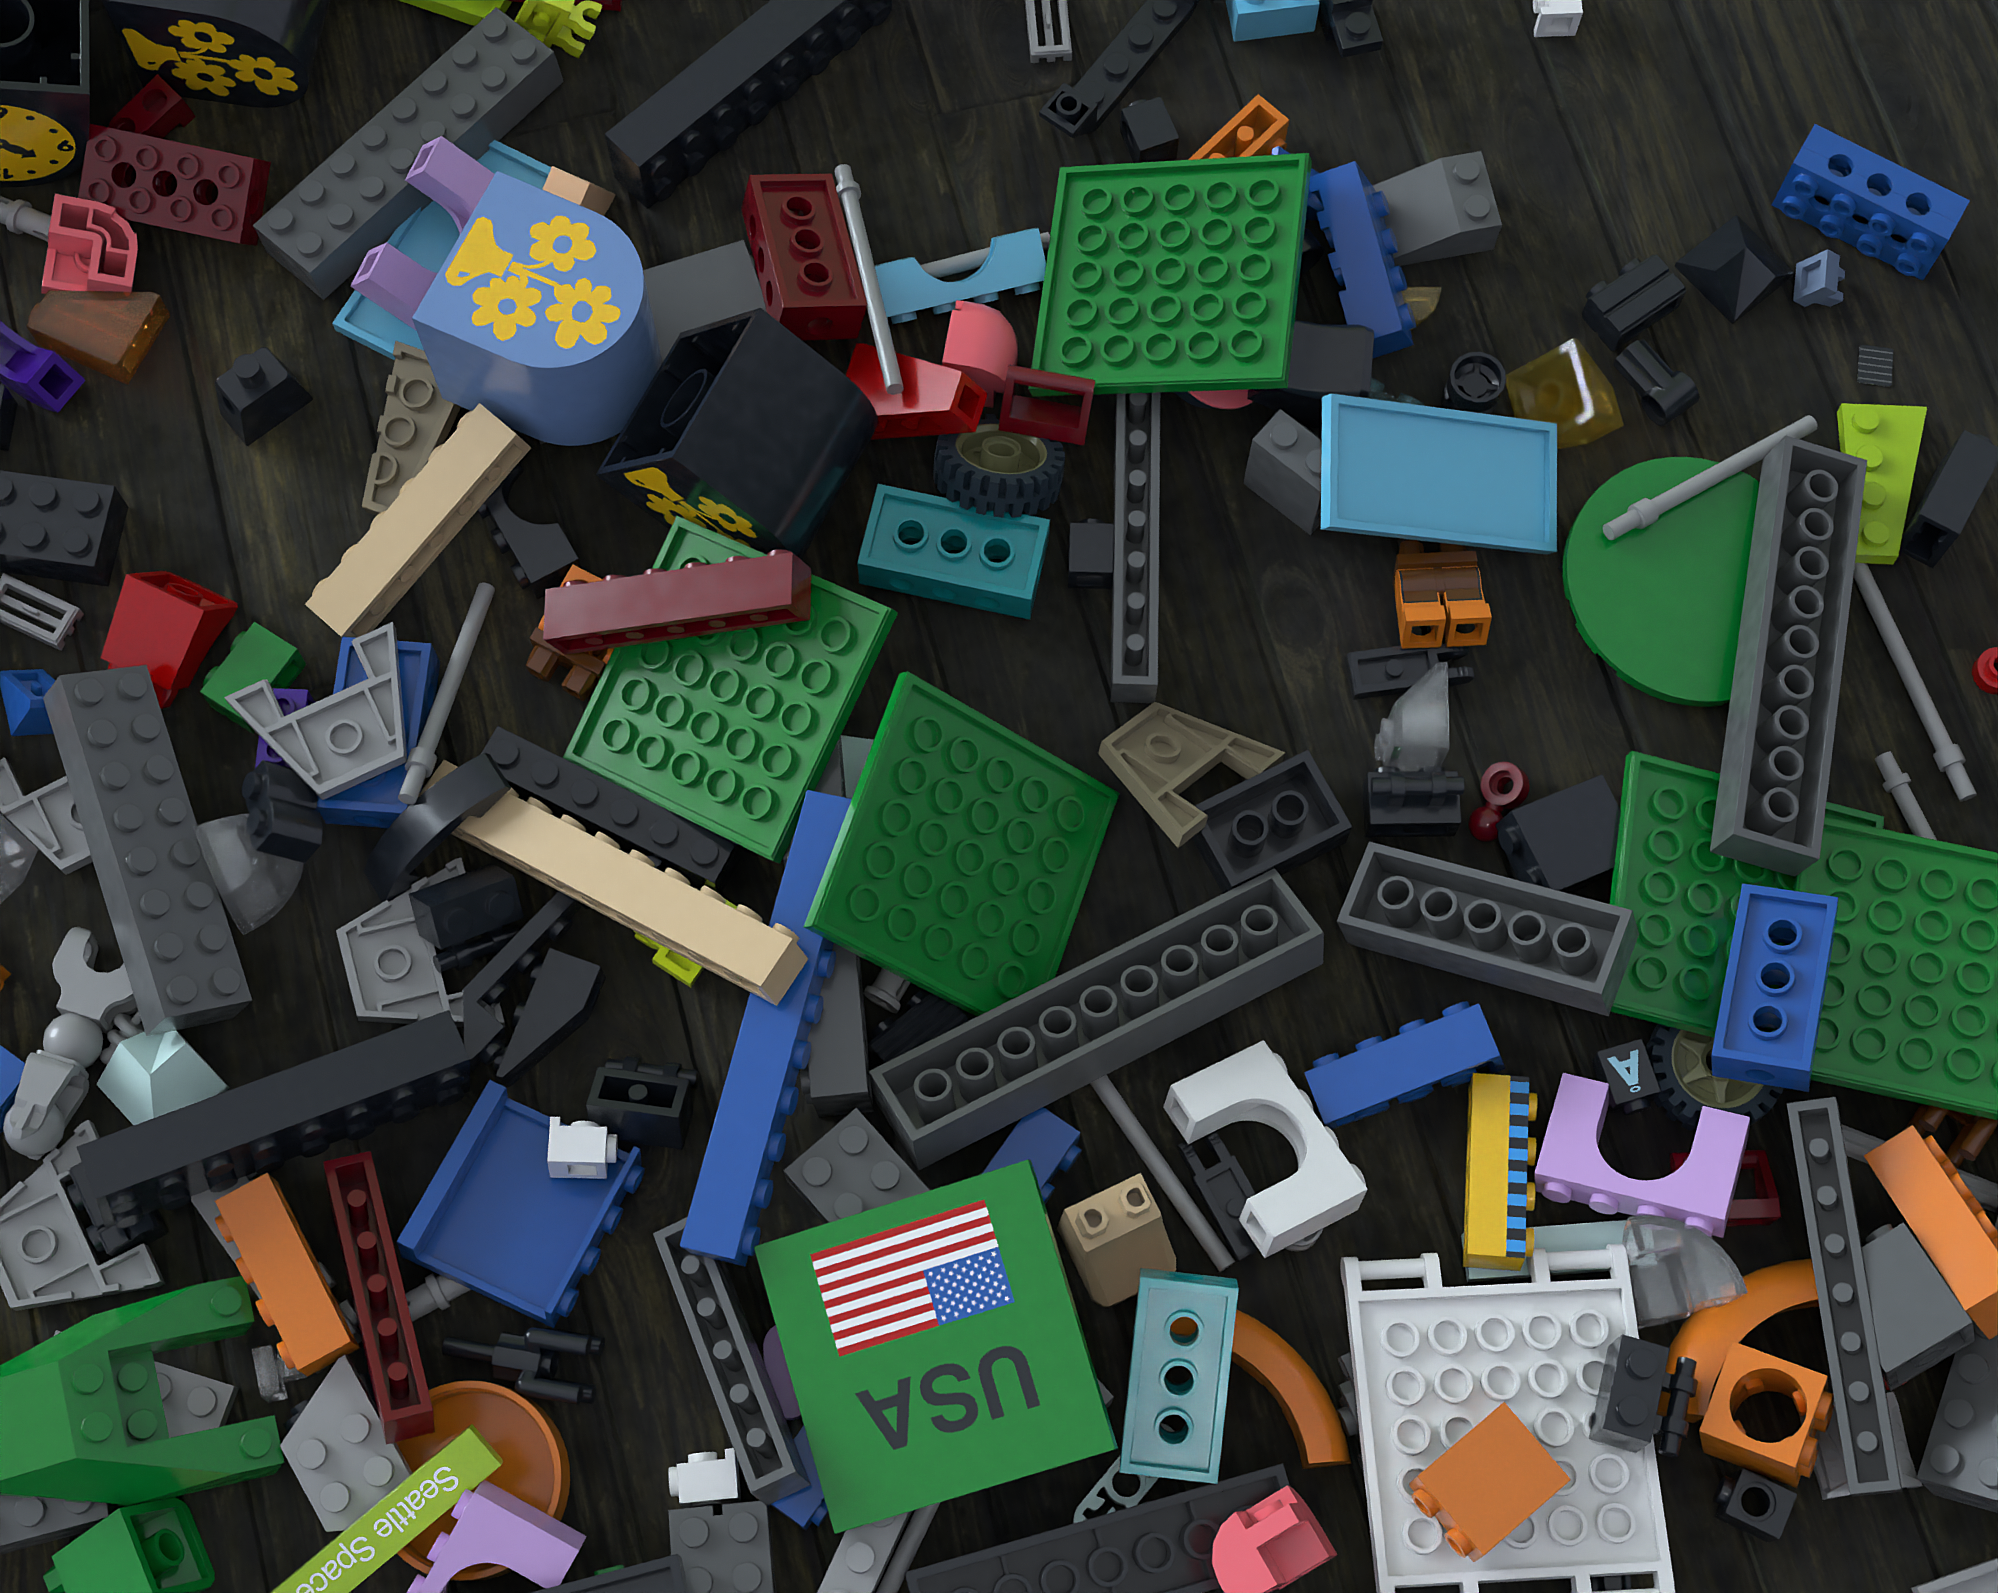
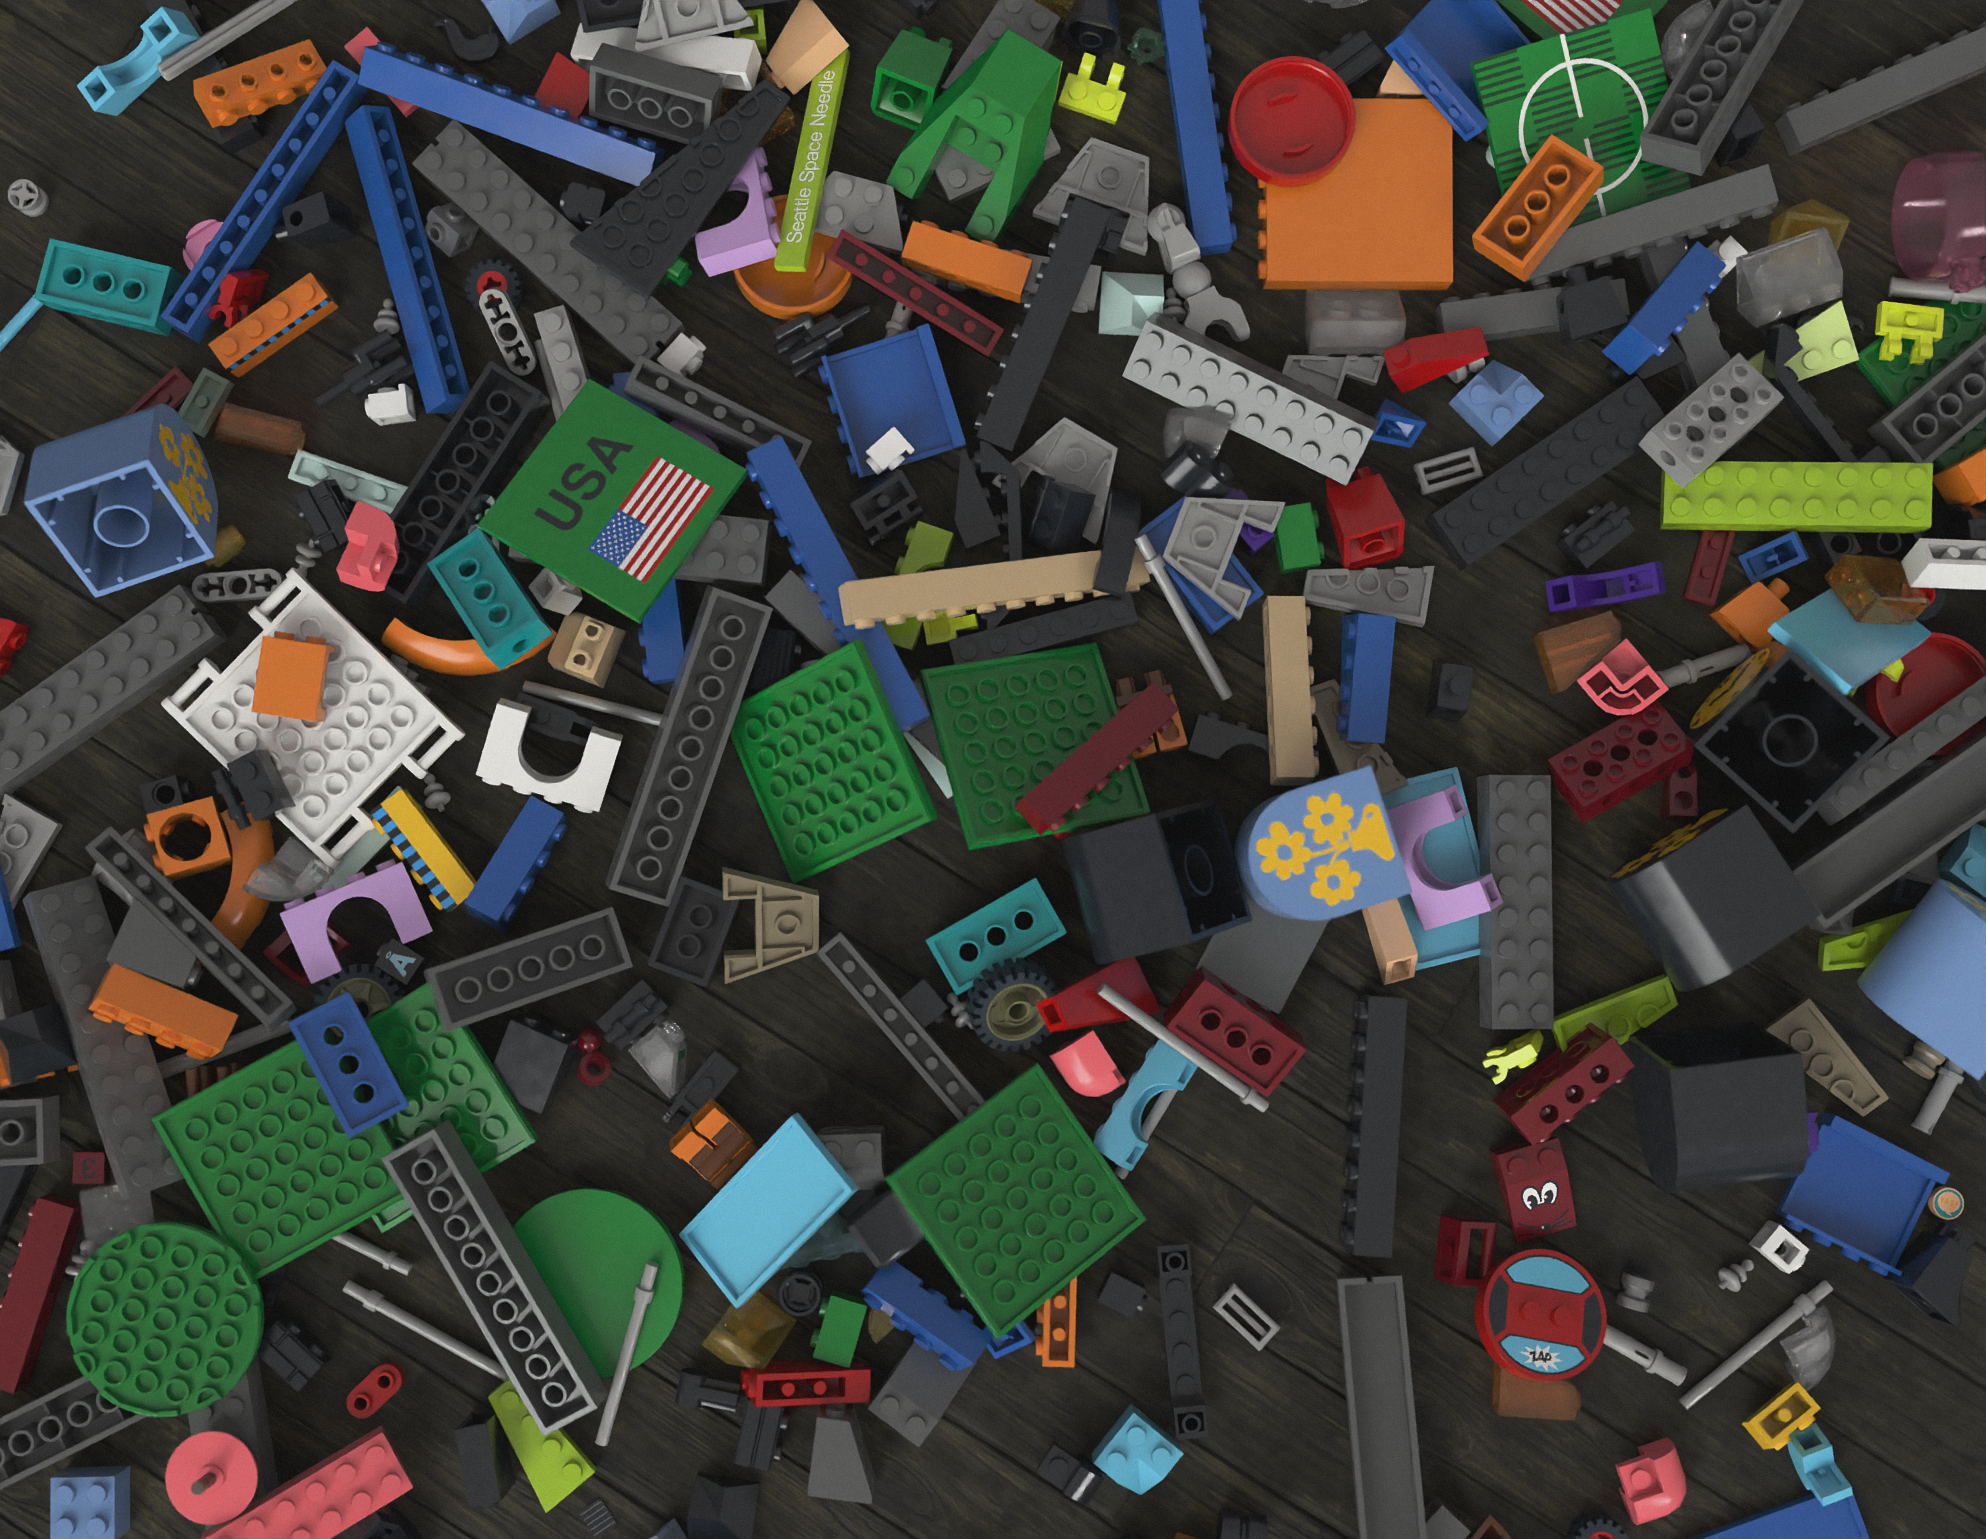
camera: 140 degrees right, 15 degrees up
(231, 553) = (1373, 591): none -> light grey wing
(273, 1373) = (934, 215): clear tile -> none
(327, 472) = (1365, 677): none -> blue wedge
(647, 1012) = (926, 550): none -> lime arch
(1044, 417) = (1016, 1059): dark red tile -> none
(1060, 521) = (960, 1010): none -> light grey hair
(1095, 1318) = (555, 592): none -> white brick
(1436, 1224) = (435, 796): none -> light grey hair
(1464, 324) = (840, 1328): none -> green brick
(1544, 300) = (806, 1383): none -> red slope
(1574, 210) = (840, 1457): none -> dark grey slope

